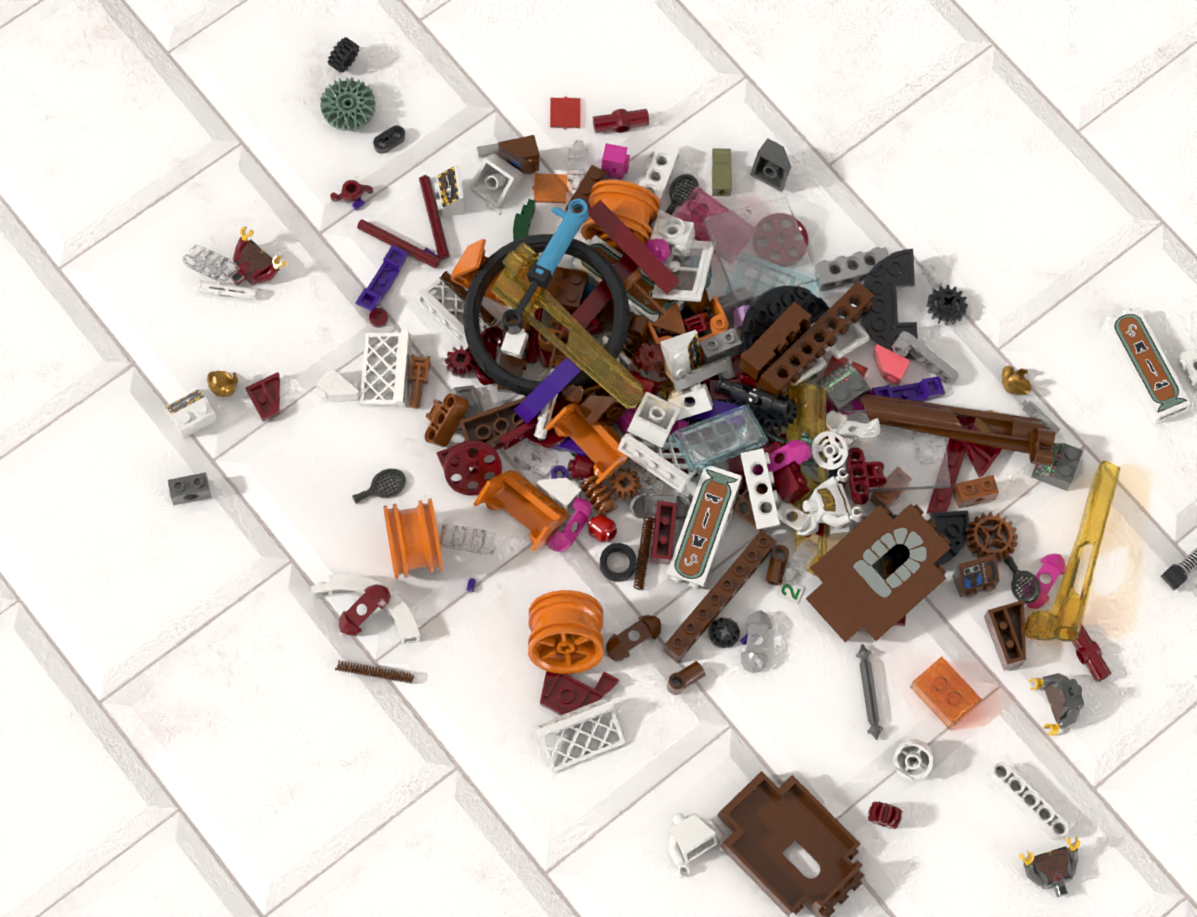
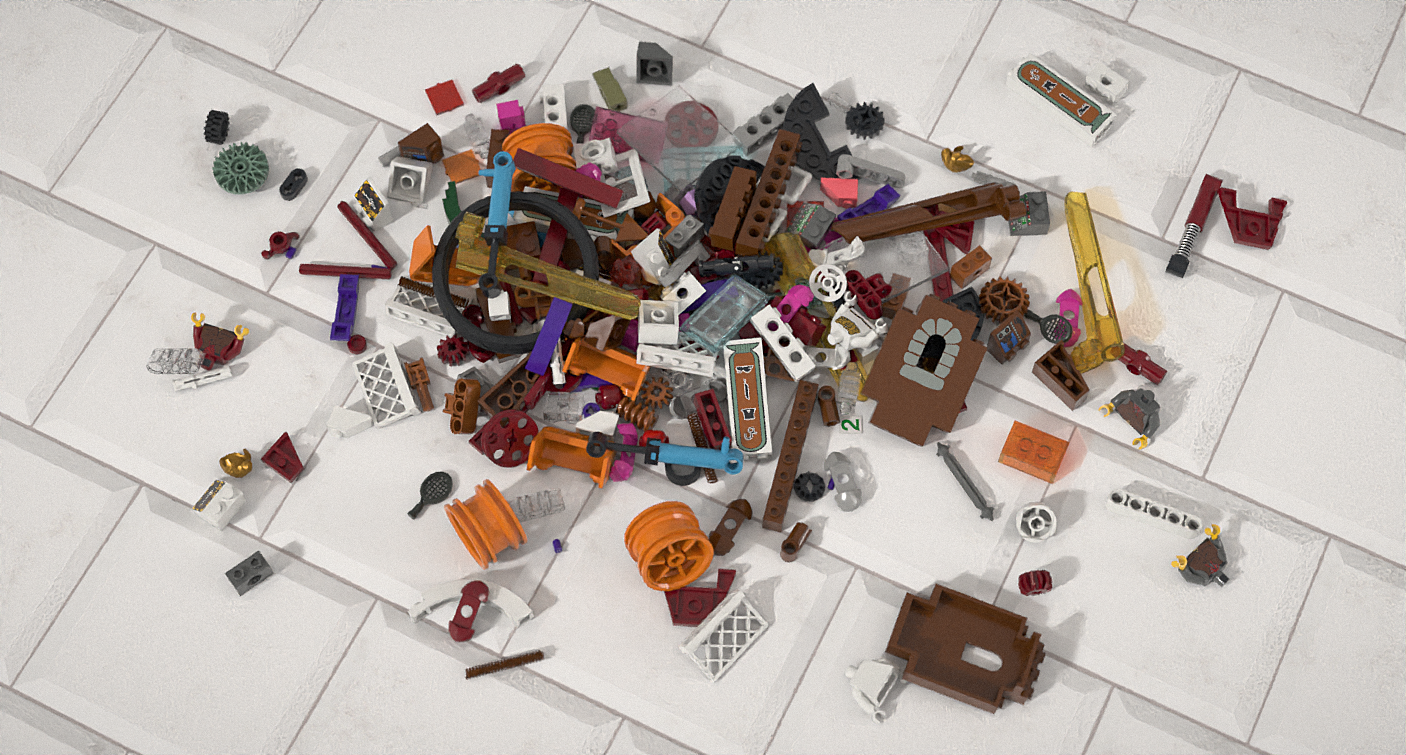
camera: 20 degrees left, 5 degrees down
(598, 539) = (672, 453): none -> dark azure piece

